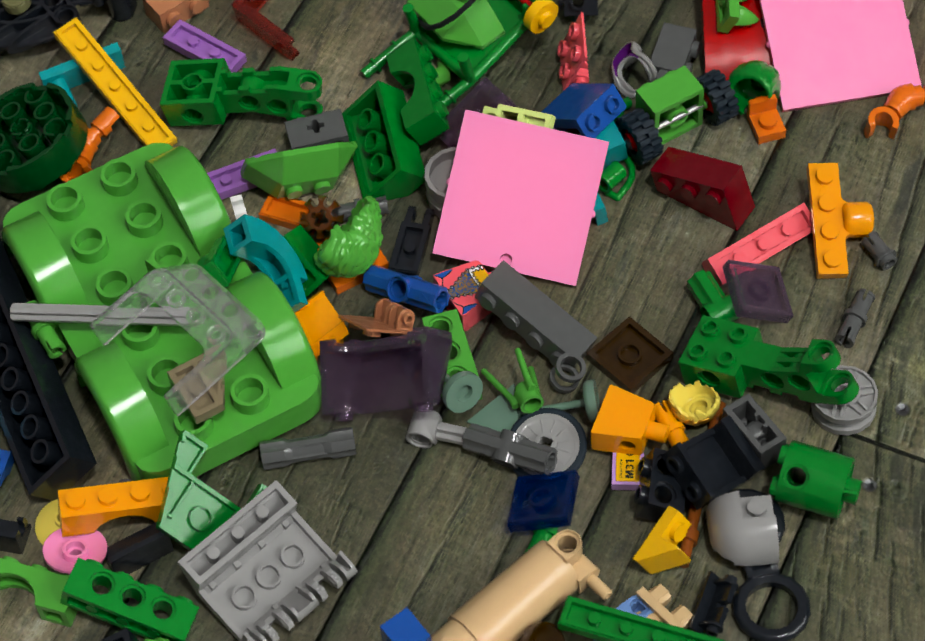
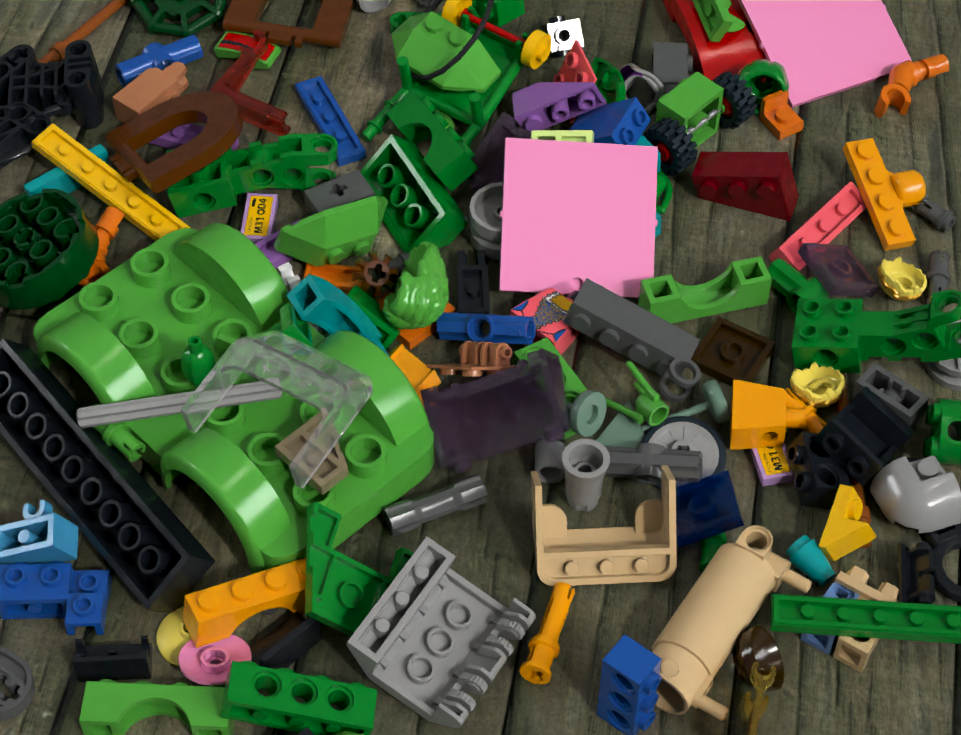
camera: 20 degrees left, 5 degrees down
(122, 277) = (197, 360): none -> green plant
(220, 53) = (219, 134): none -> reddish brown piece
(241, 139) = (259, 216): none -> tile
(337, 51) = (330, 119): none -> blue tile
(360, 597) = (545, 645): none -> light orange pin
(438, 523) = (609, 553): none -> tan windscreen
(441, 443) = (585, 468): none -> light grey plant
(540, 72) = (554, 102): none -> medium lavender slope
(607, 58) = (609, 80): none -> green tile
(625, 569) = (811, 560): none -> teal cone
(653, 292) = (739, 287): none -> bright green arch
(816, 312) = (901, 280): none -> light yellow hair

